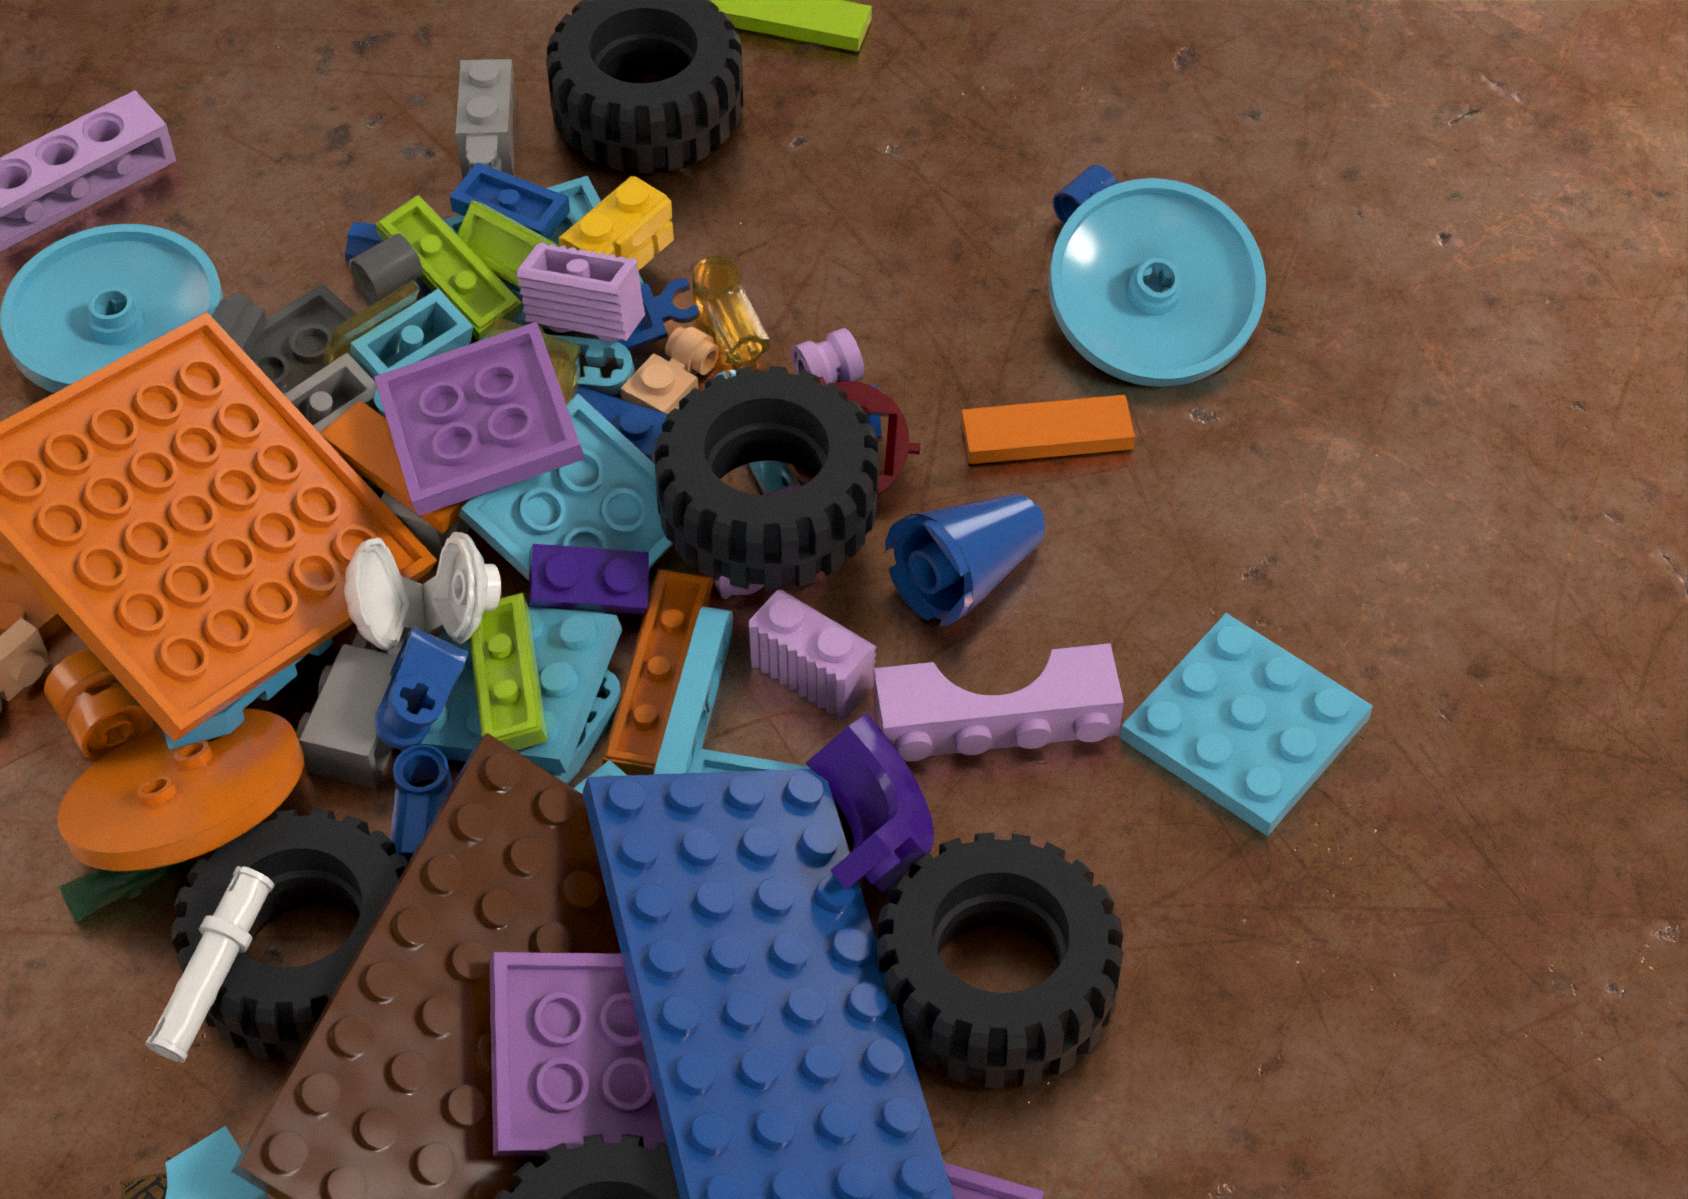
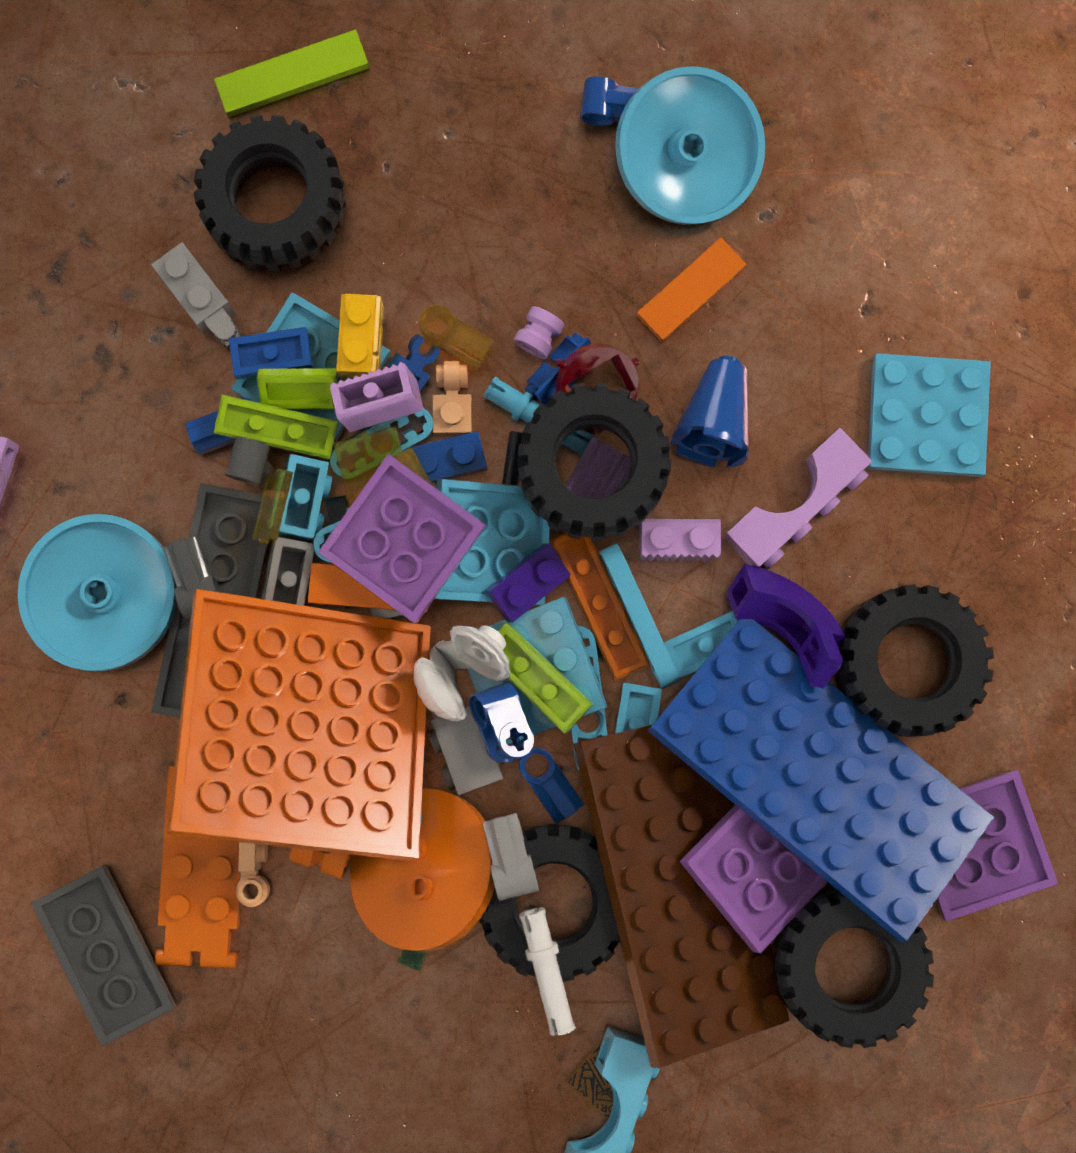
camera: 35 degrees left, 30 degrees up
(281, 816) = (511, 866): none -> light grey piece

